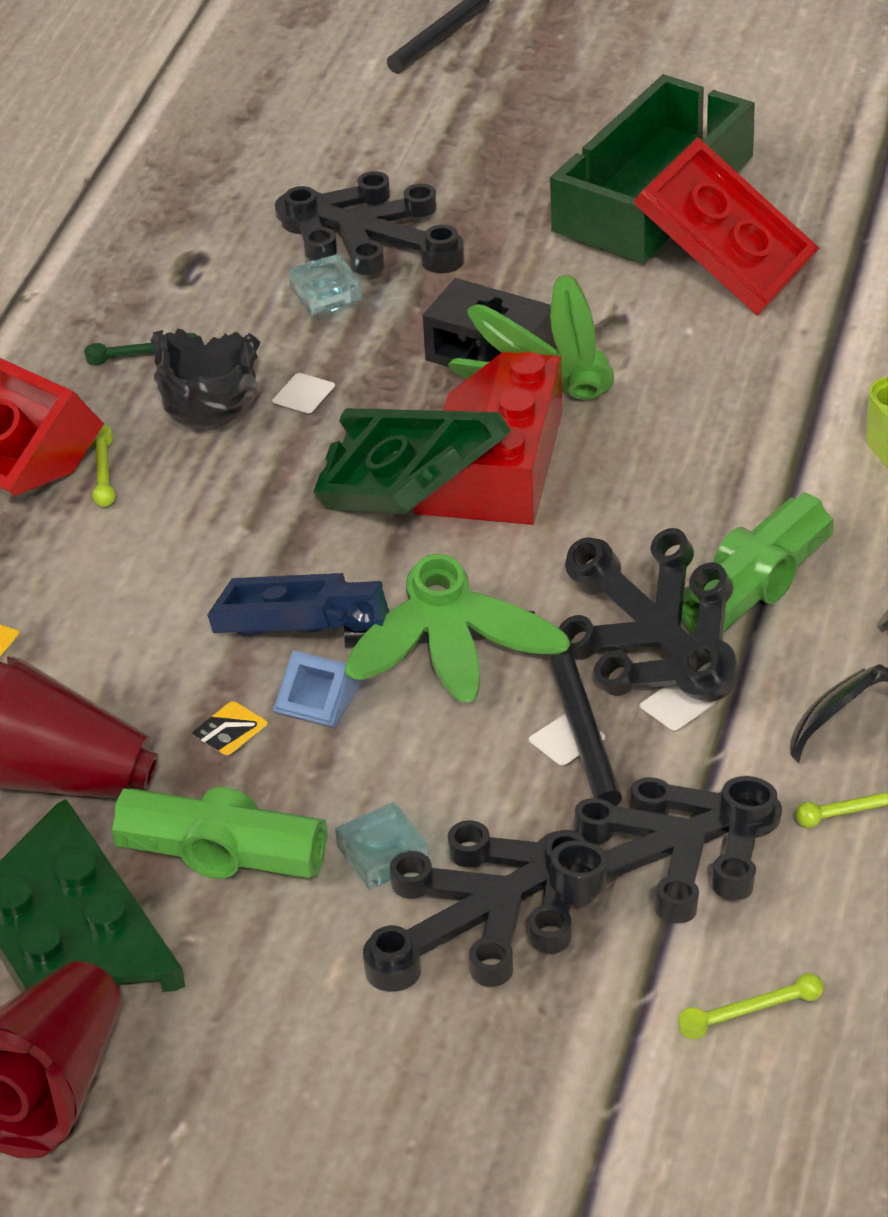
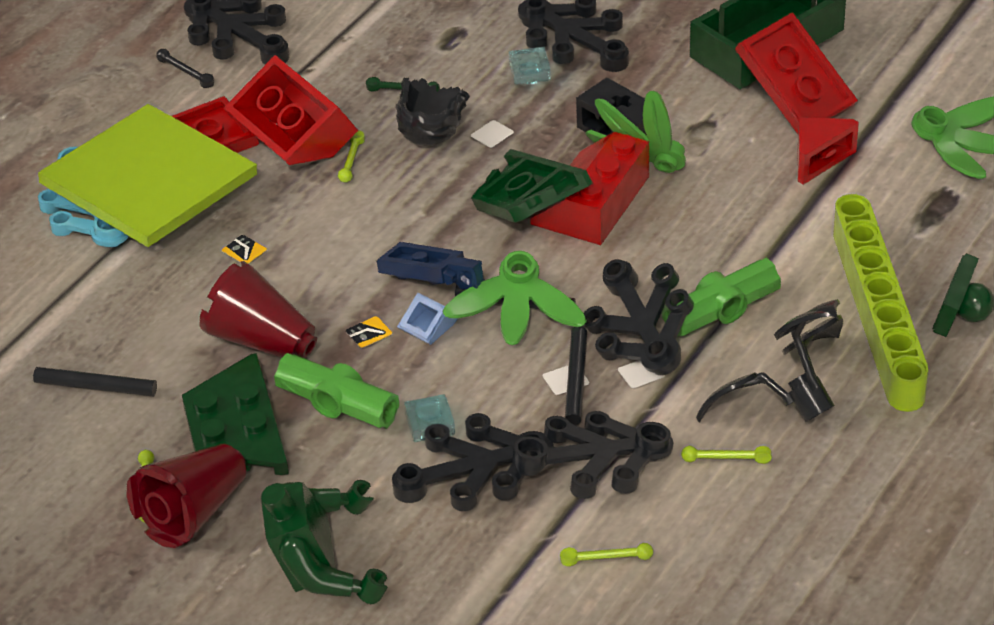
camera: 15 degrees right, 0 degrees up
(265, 1101) = (302, 542): none -> dark green torso
(800, 317) = (824, 144): none -> red slope

